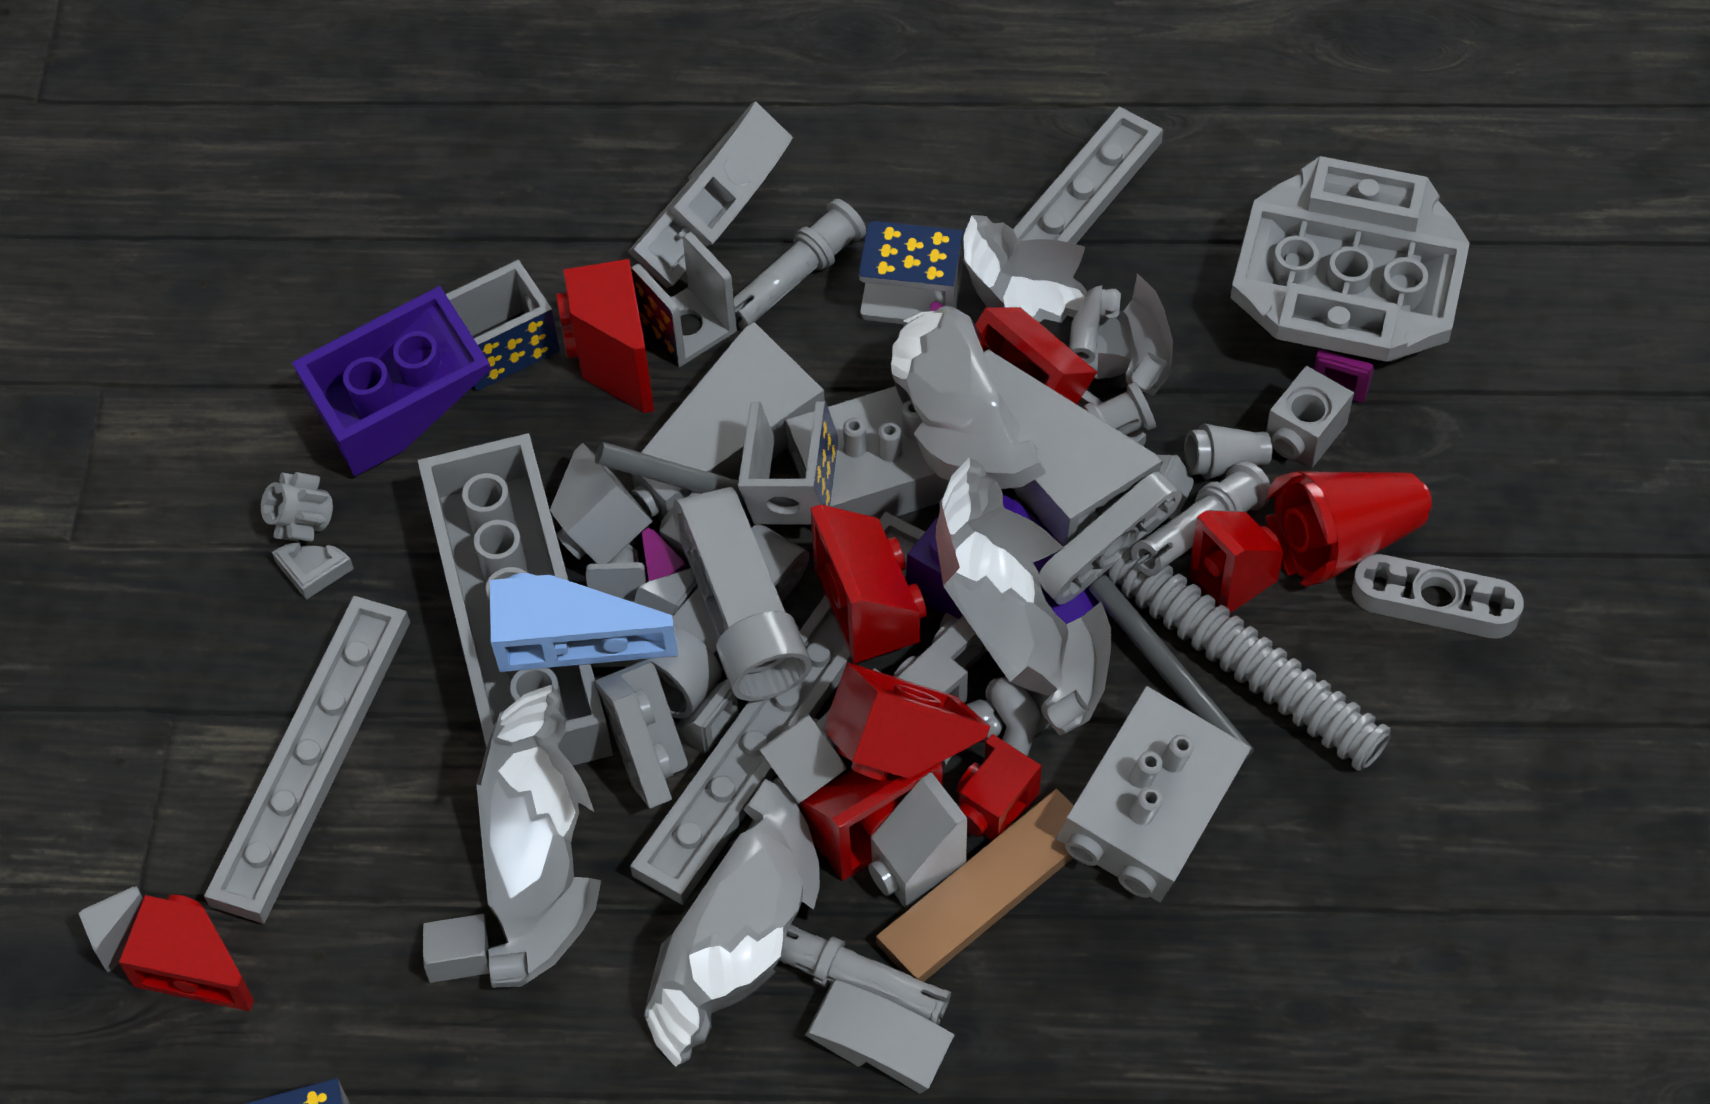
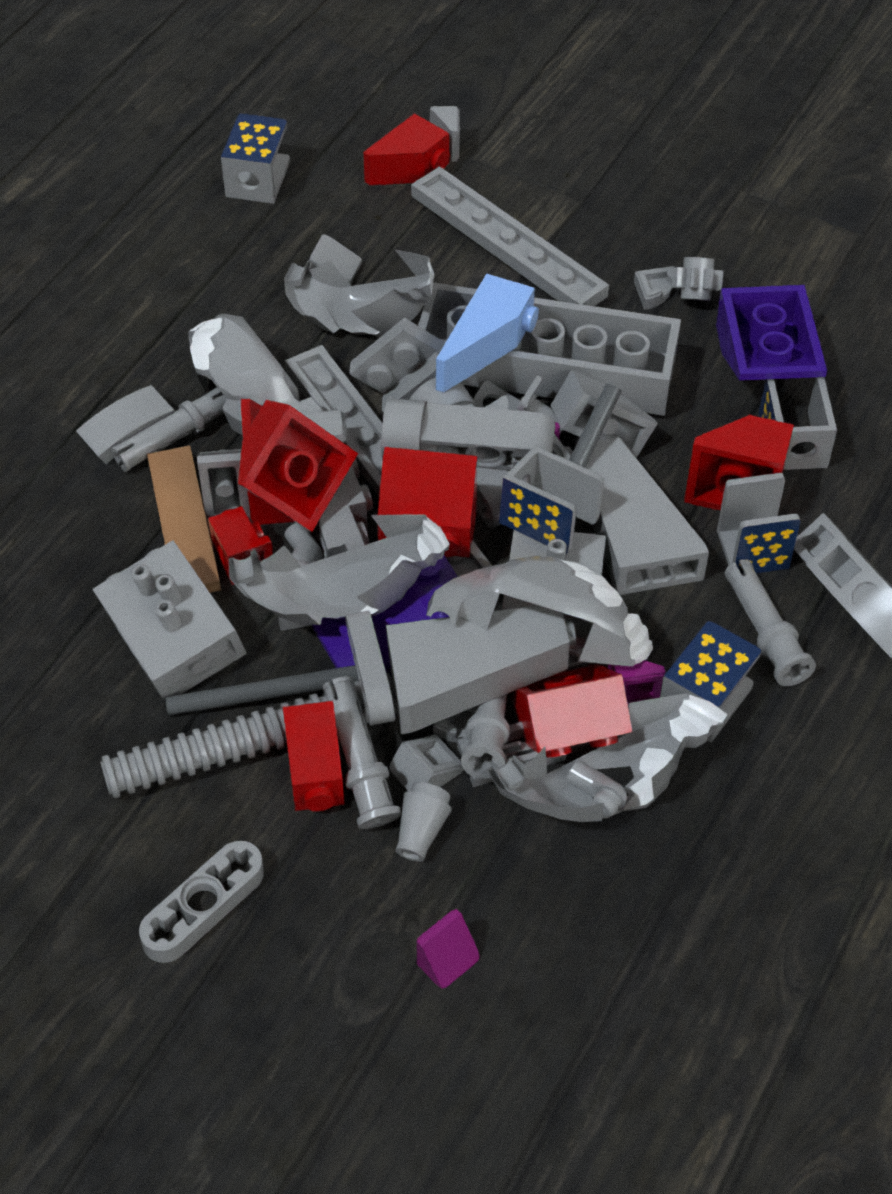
camera: 115 degrees right, 5 degrees down
(1091, 179) = (745, 854): light grey plate -> none
(1311, 399) = (413, 910): light grey brick -> none
(1342, 518) = (298, 853): red cone -> none
(1352, 261) = (518, 933): light grey piece -> none

